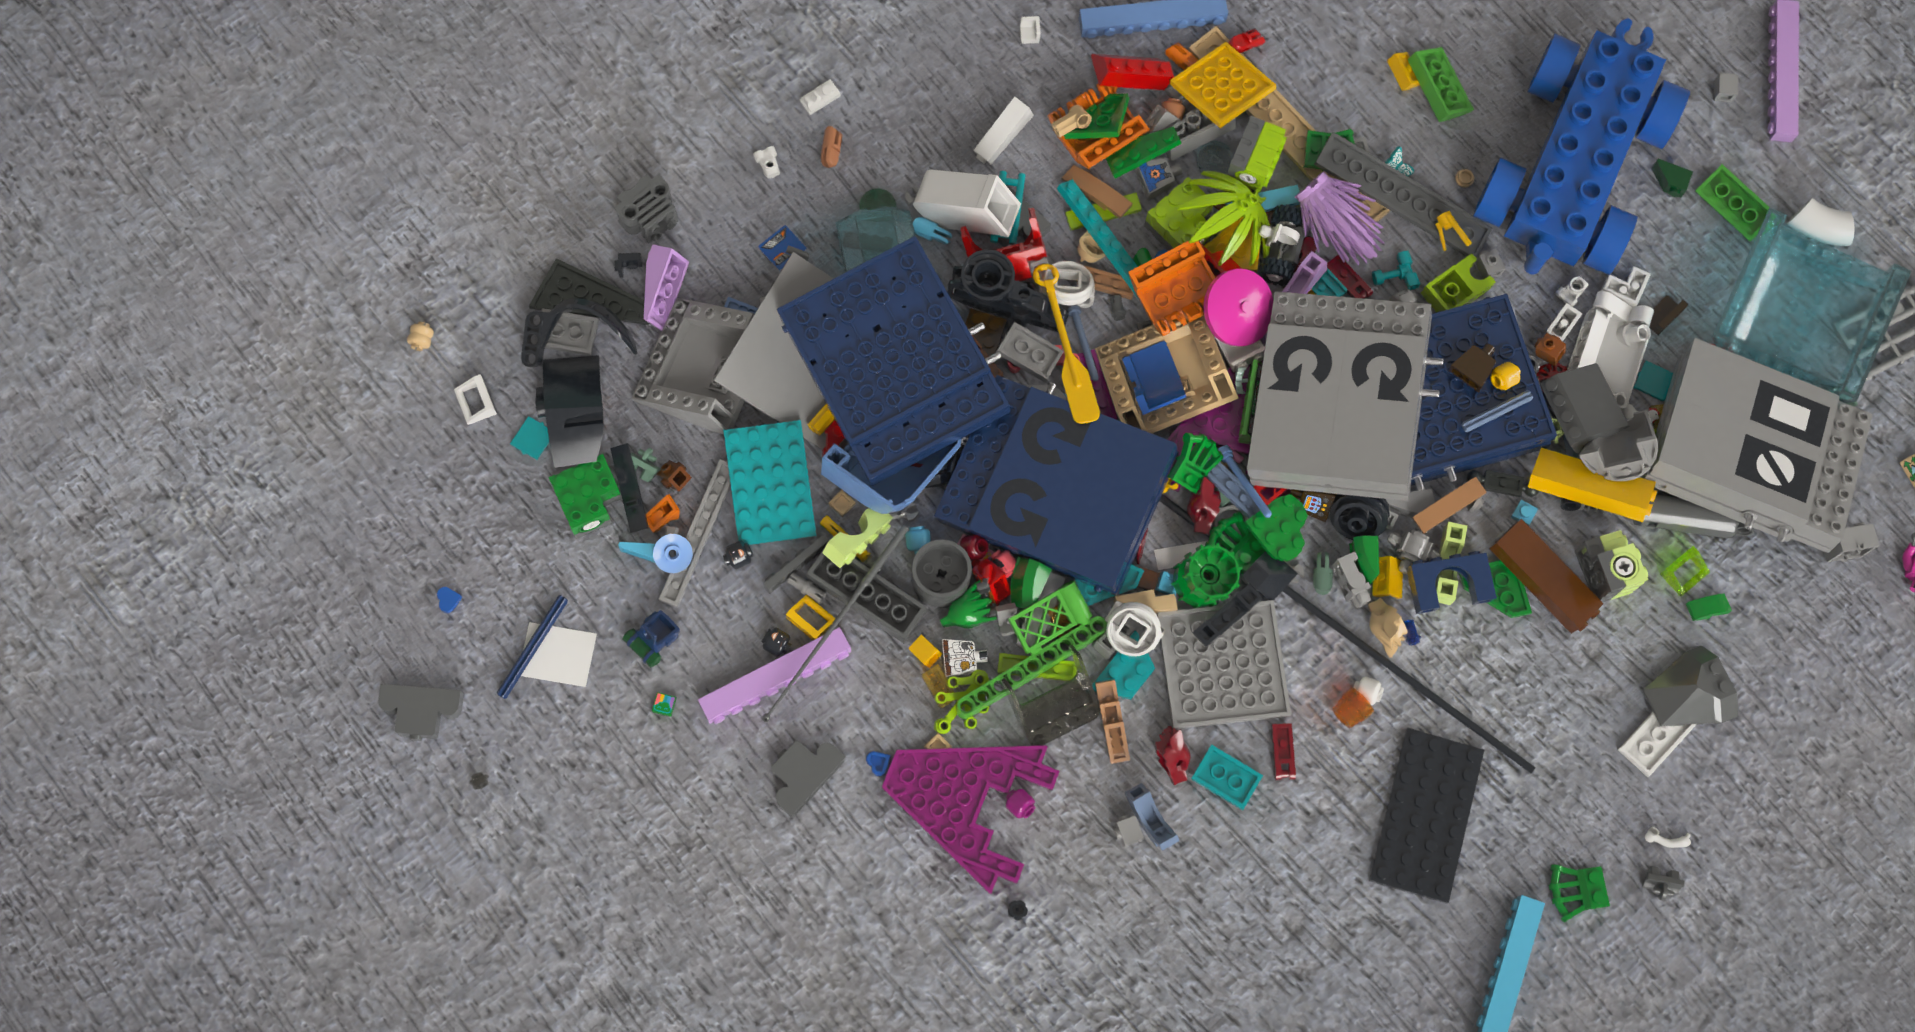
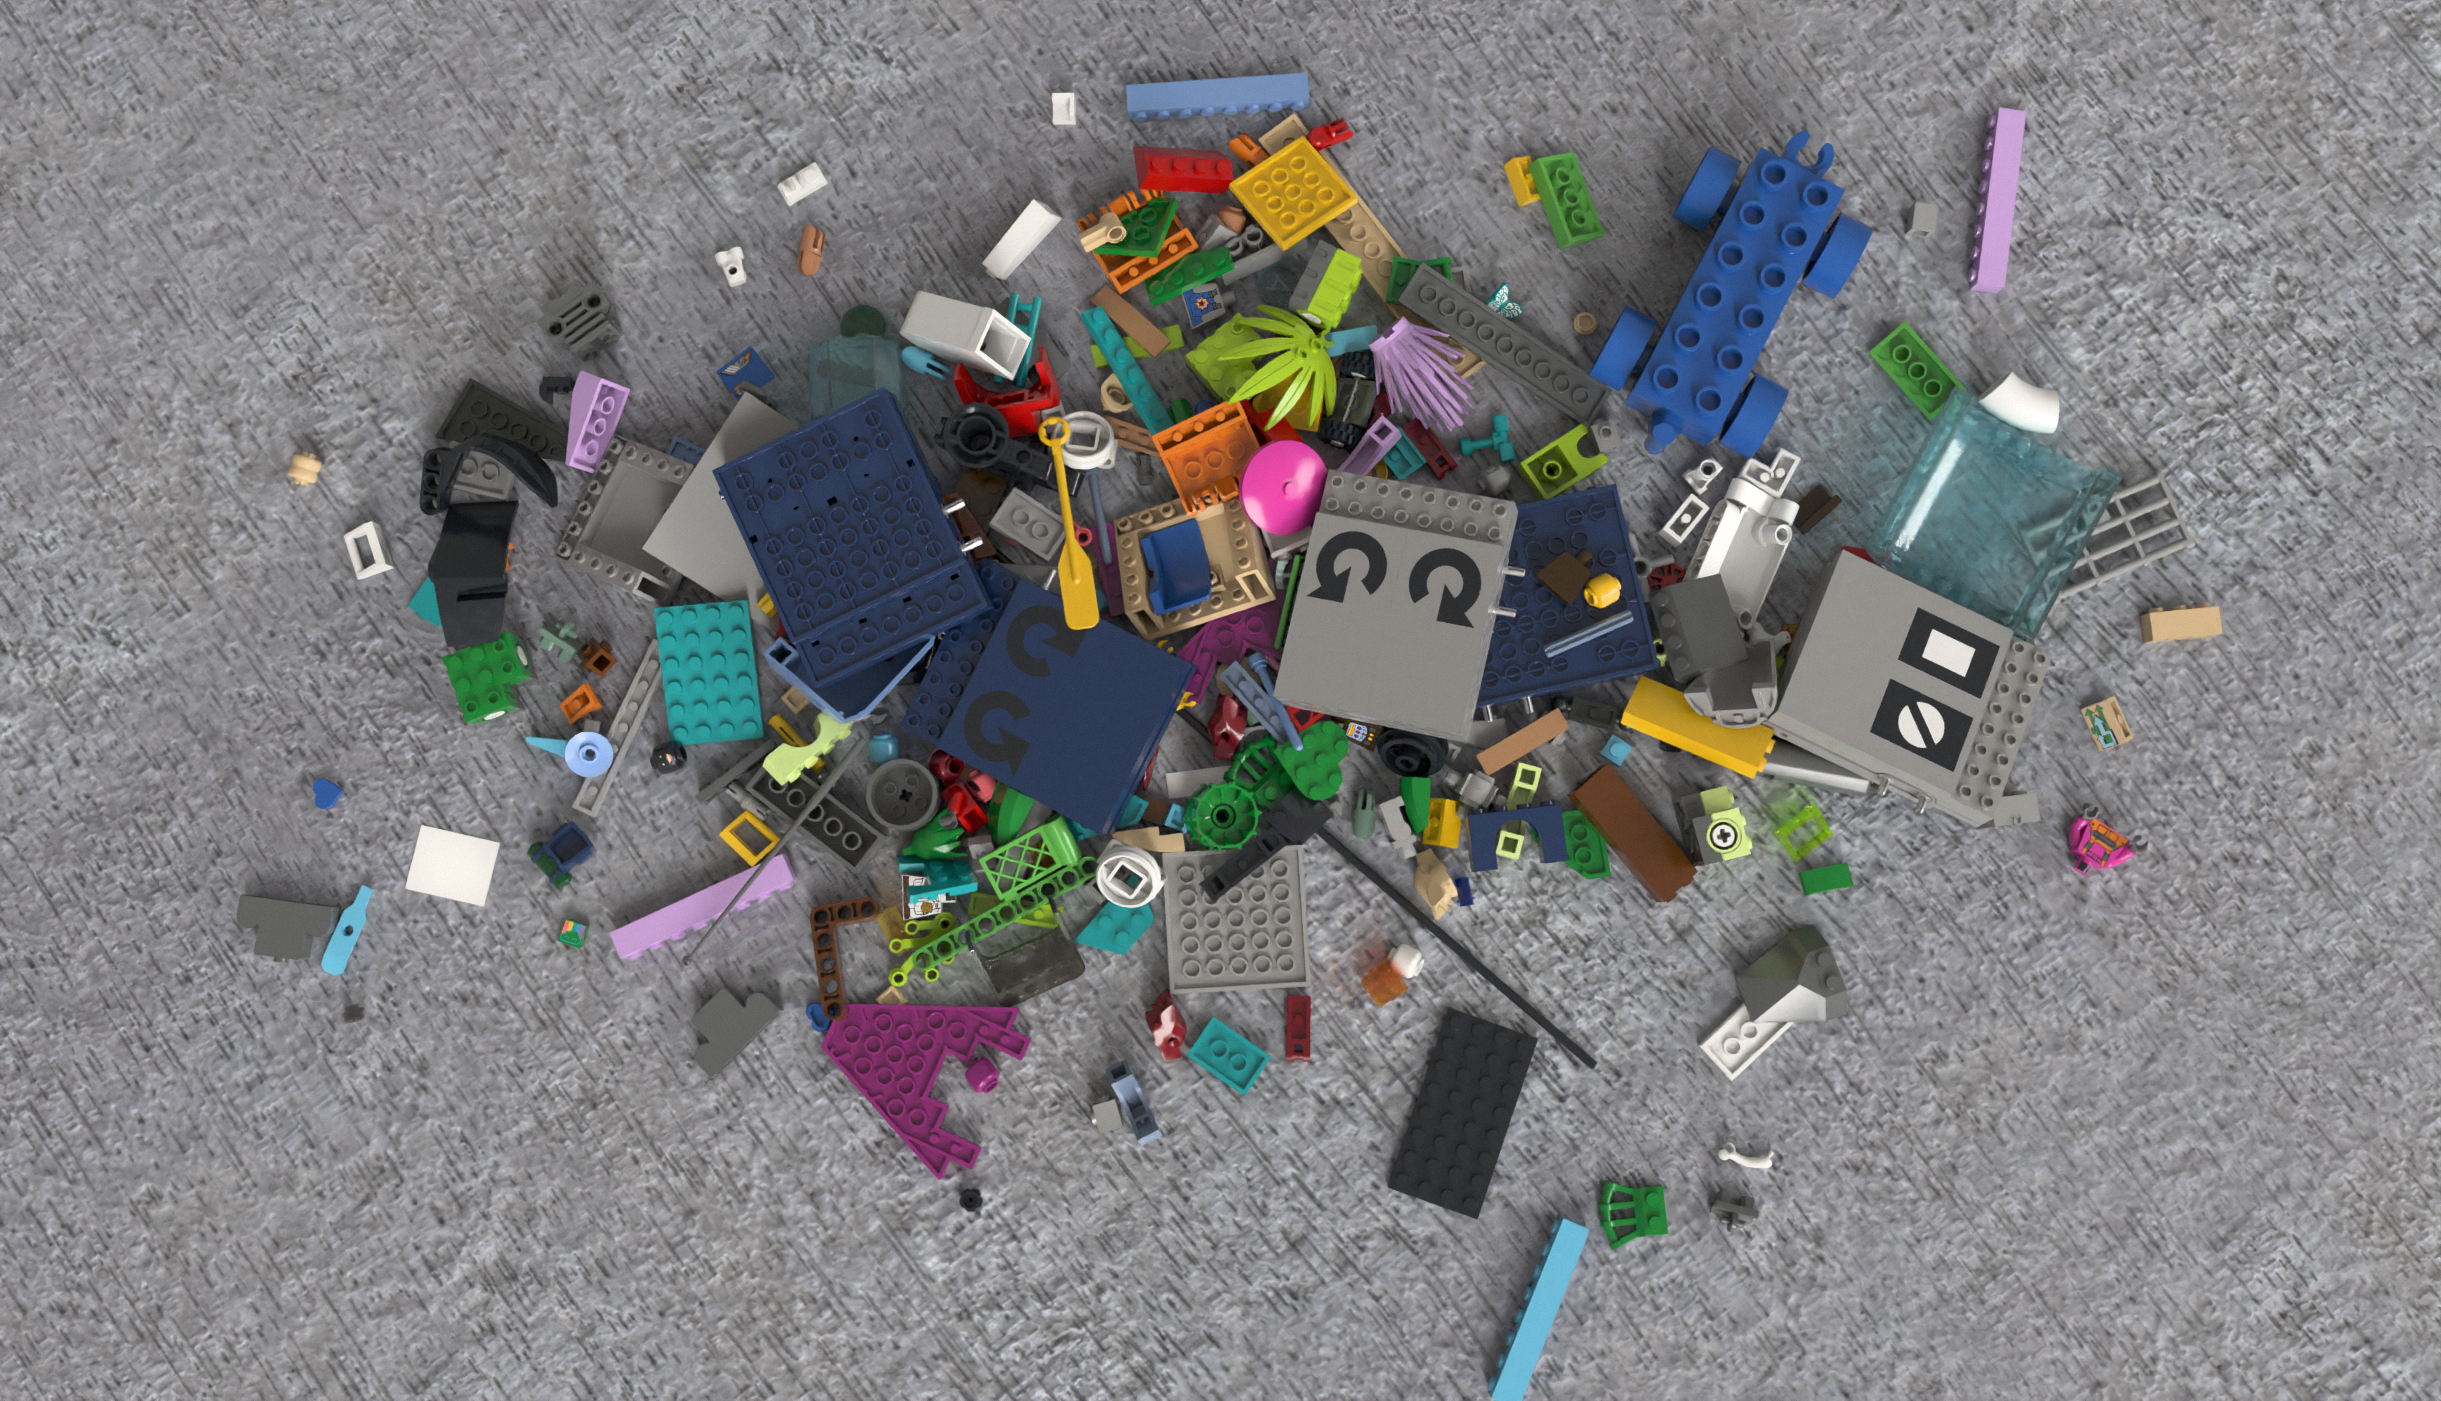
camera: 10 degrees right, 10 degrees up
(465, 723) = (341, 943): none -> medium azure piece
(532, 647) = (422, 856): dark blue axle -> none
(629, 488) = (543, 669): black piece -> none
(776, 642) = (707, 866): black head -> none
(885, 705) = (832, 950): none -> reddish brown beam
(925, 651) = (882, 886): yellow panel -> none
(972, 638) = (941, 875): none -> teal wing
(1112, 721) = (1098, 981): medium nougat slope -> none
(1188, 472) = (1208, 691): green plate -> none
(1281, 233) = (1343, 389): white piece -> none
(1447, 221) = (1556, 381): yellow plant -> none
(1550, 348) = (1665, 550): dark orange brick -> none
(1653, 381) = (1791, 592): teal piece -> none
(1672, 178) = (1841, 335): dark green slope -> none

